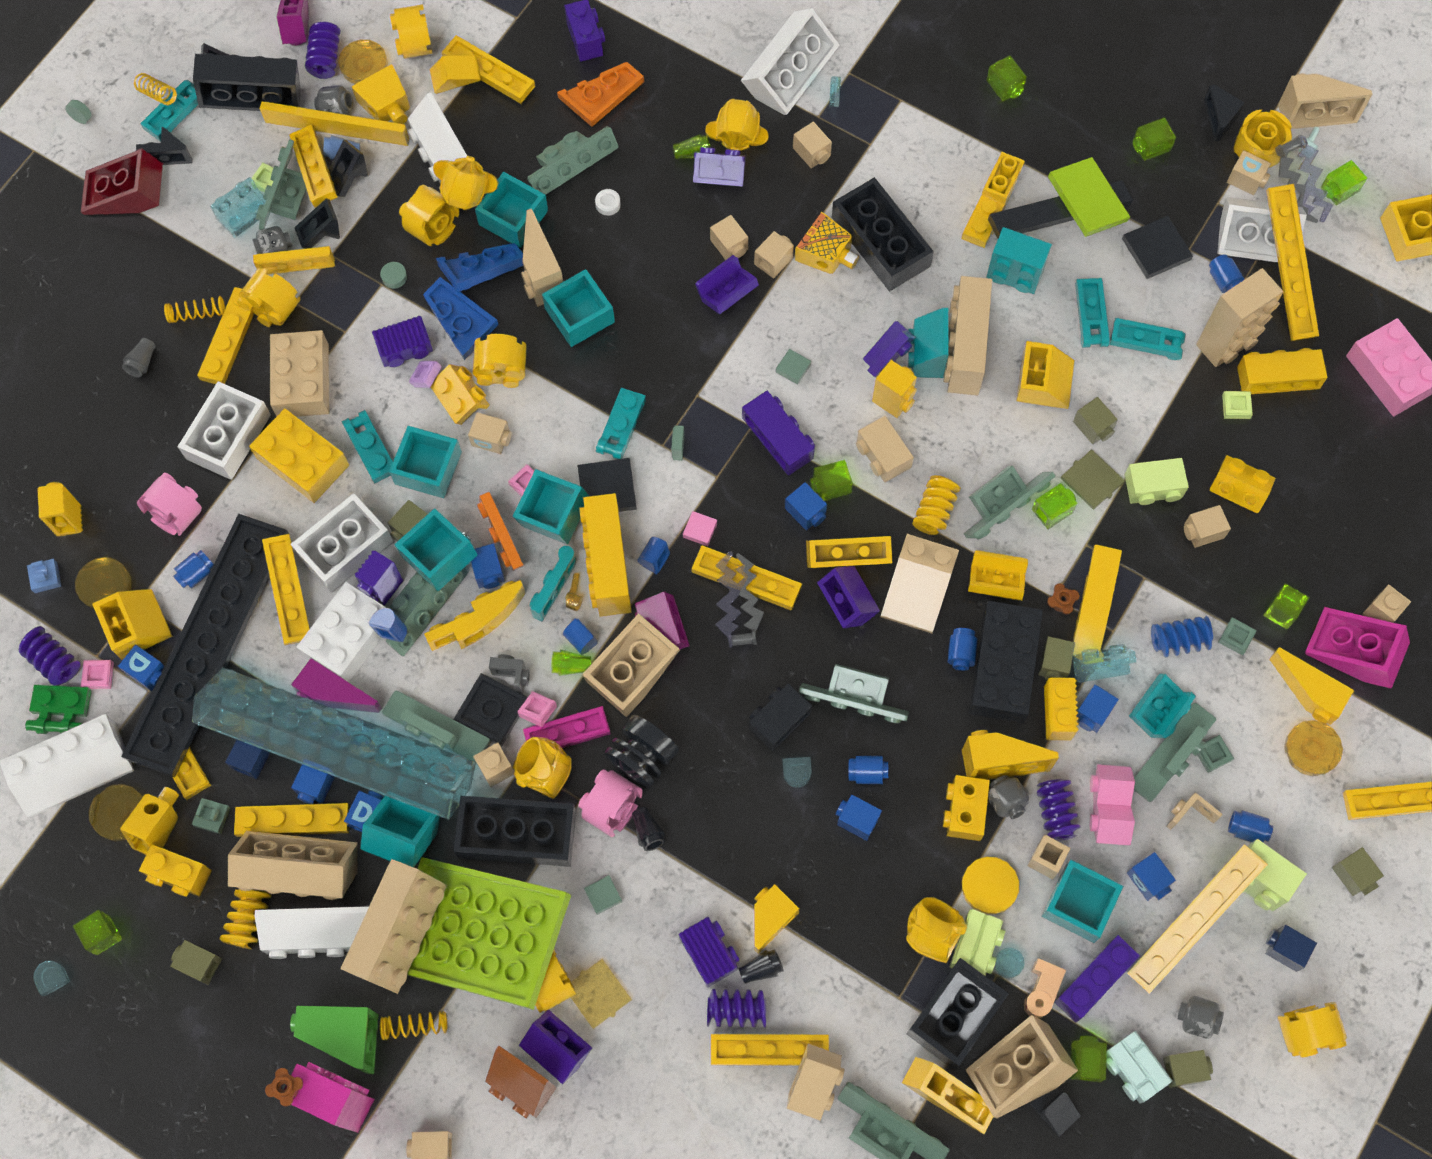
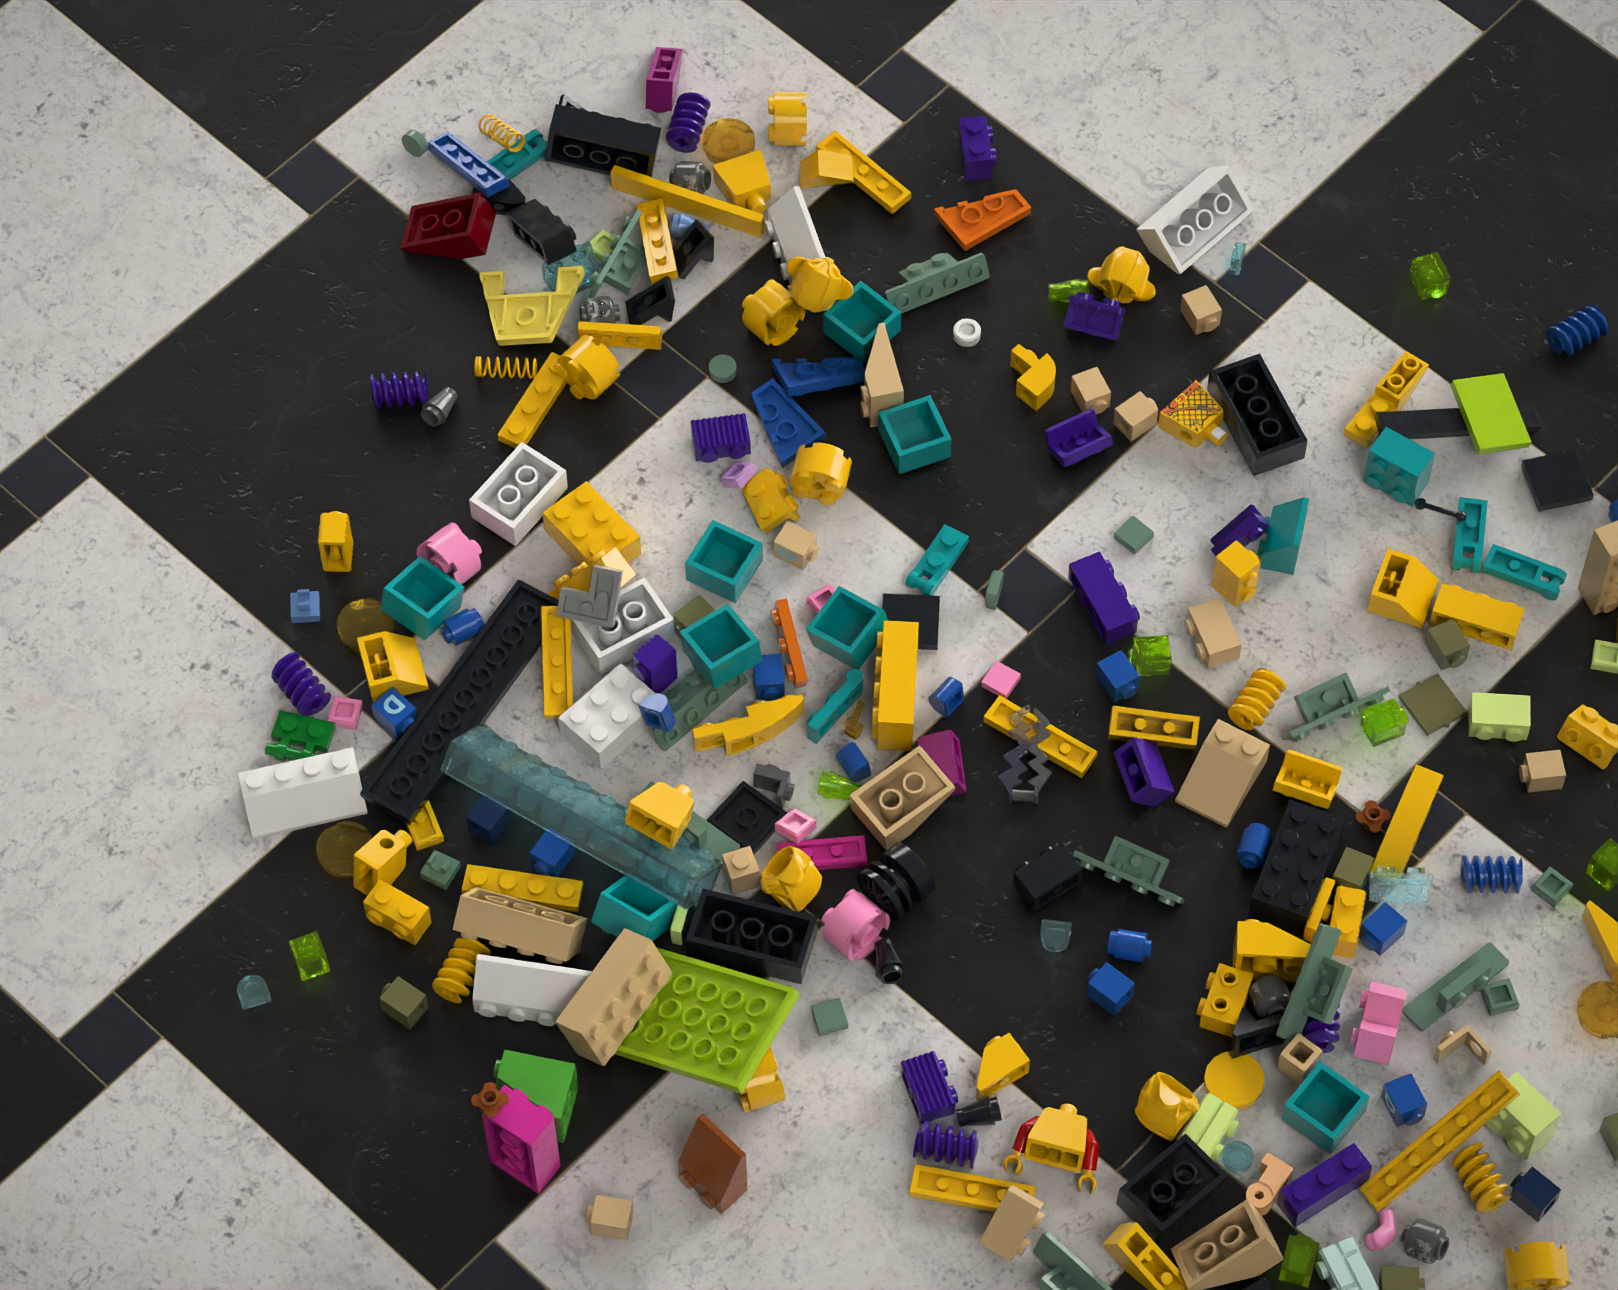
camera: 10 degrees right, 10 degrees down
(99, 350) = (399, 389): none -> dark purple piece
(129, 123) = (468, 164): none -> blue tile
(149, 550) = (422, 597): none -> teal piece
(206, 175) = (542, 231): none -> black brick
(210, 256) = (529, 316): none -> light yellow wing
(299, 373) = (607, 450): tan brick -> none
(309, 504) = (582, 573): none -> yellow slope
(311, 532) = (598, 604): none -> light grey plate
(331, 690) = (587, 766): magenta slope -> none
(361, 809) = (591, 891): blue brick -> none
(369, 446) = (665, 538): teal plate -> none
(386, 1026) = (585, 1095): yellow piece -> none
(408, 730) = (661, 812): none -> yellow torso
(446, 832) = (679, 925): none -> yellowish green tile
(552, 1046) = (761, 1144): dark purple brick -> none
(599, 994) = (807, 1110): clear yellow piece -> none
(679, 232) = (1037, 377): none -> yellow brick
(841, 985) = (1057, 1140): none -> yellow torso
(968, 335) = (1326, 533): tan brick -> none
(1001, 840) = (1254, 1035): none -> black slope
(1037, 702) = (1321, 909): none -> yellow plate
(1042, 291) = (1421, 504): none -> black hinge
(1056, 789) = (1318, 985): none -> sand green bracket
(1116, 388) = (1478, 615): none -> yellow brick
(1146, 106) = (1577, 330): none -> blue piece
(1154, 139) = (1578, 366): clear neon green brick -> none
(1161, 707) = (1452, 940): teal bracket -> none
(1161, 1015) = (1384, 1234): none -> bright pink arm
(1238, 942) = (1478, 1178): none -> yellow piece
(1250, 826) = (1527, 1069): blue brick -> none

